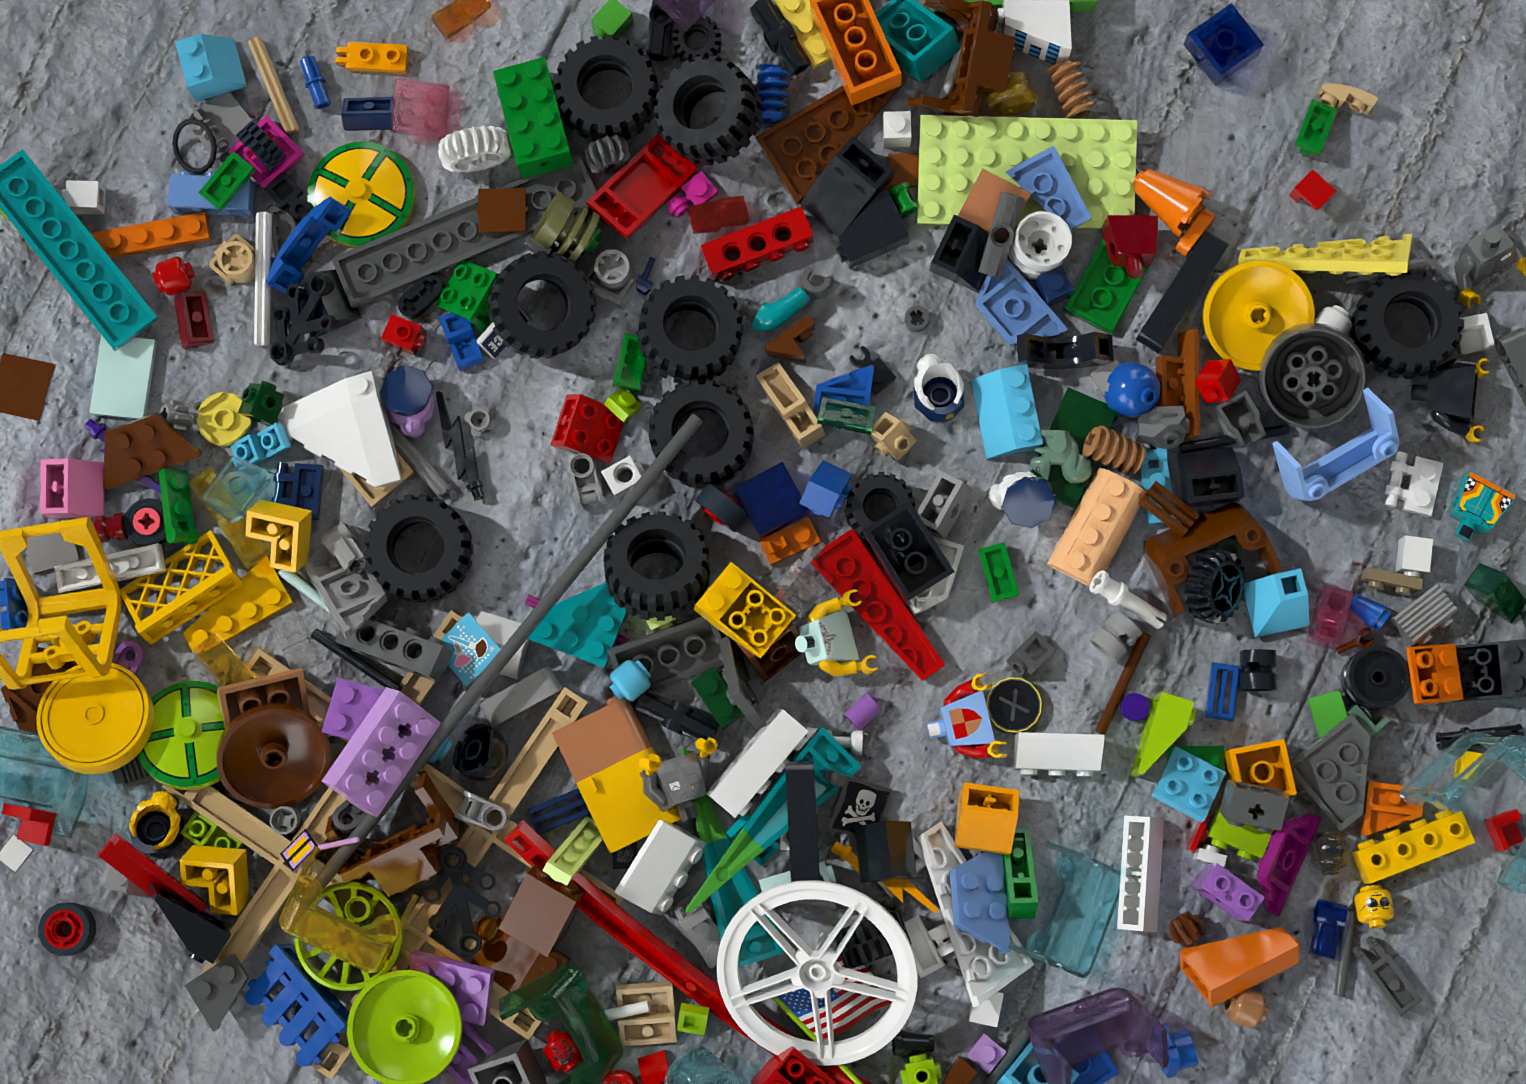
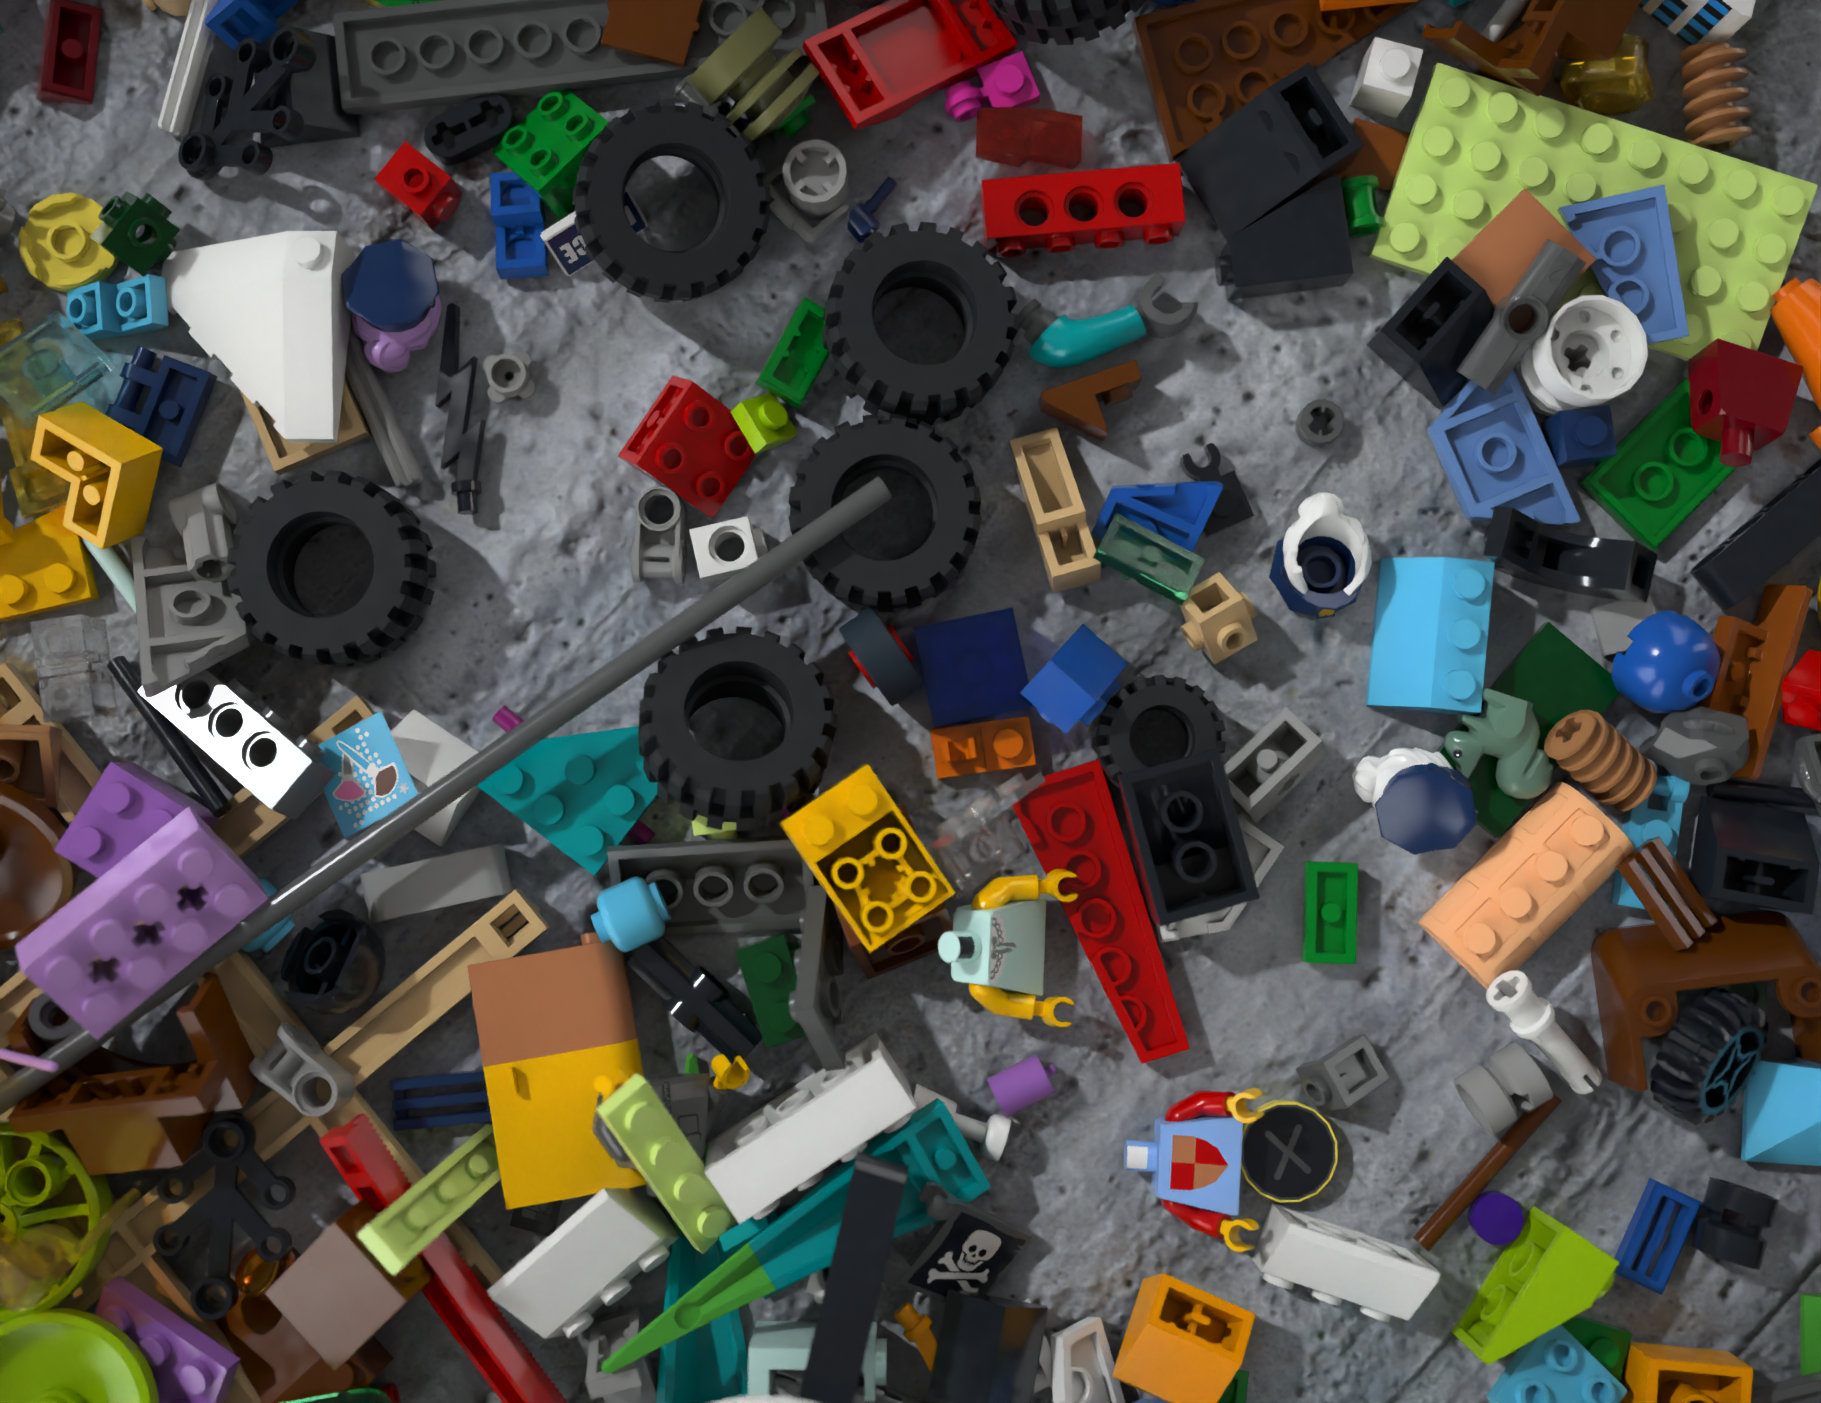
camera: 10 degrees right, 5 degrees up
(689, 798) = (667, 1162): none -> yellowish green plate

